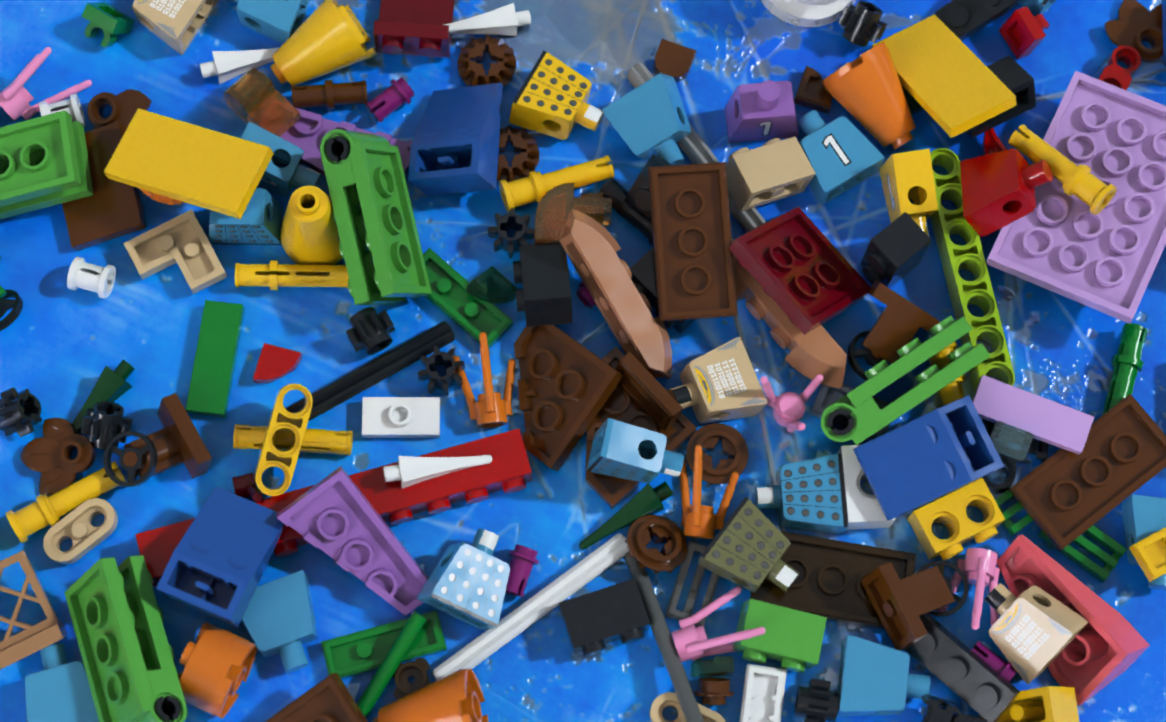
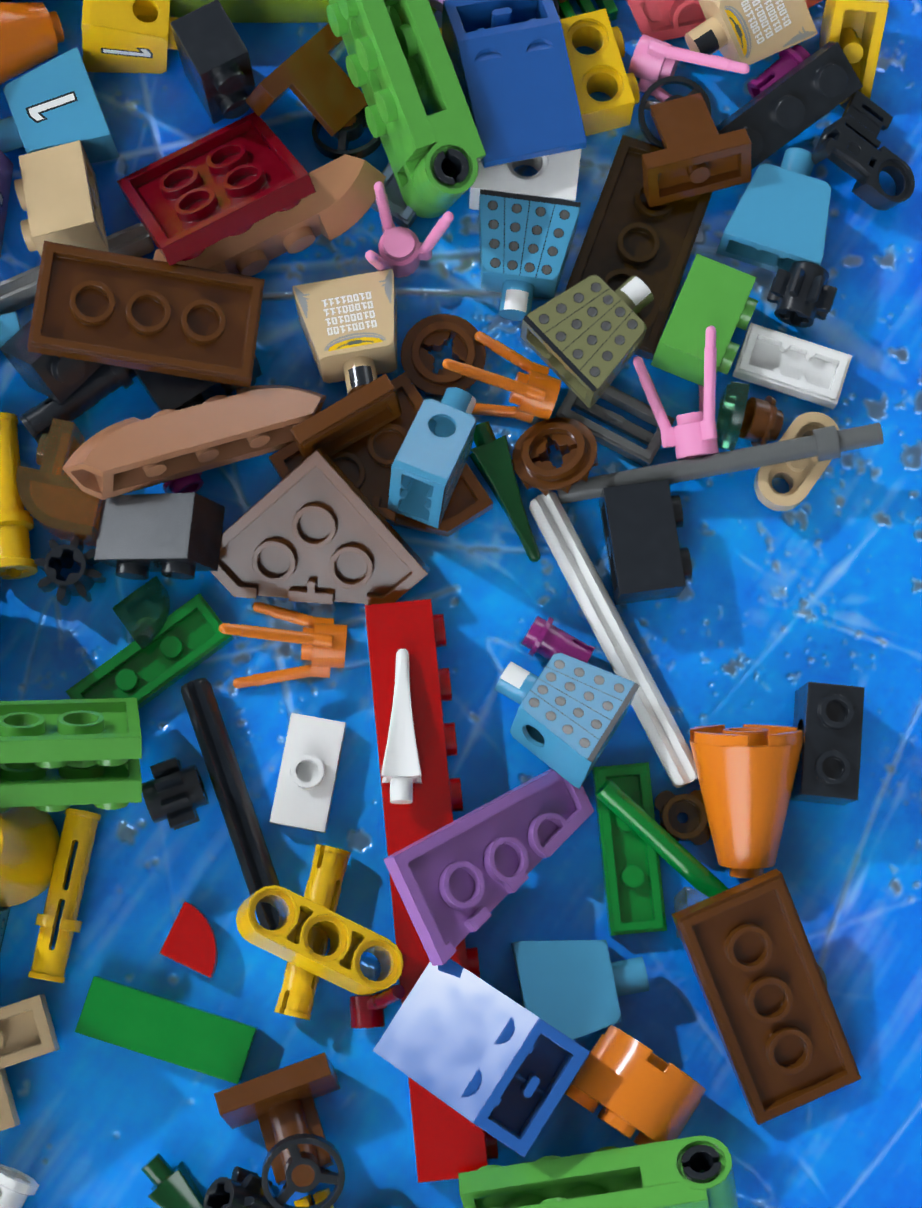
camera: 80 degrees left, 5 degrees up
(451, 367) = (242, 693): black gear -> none

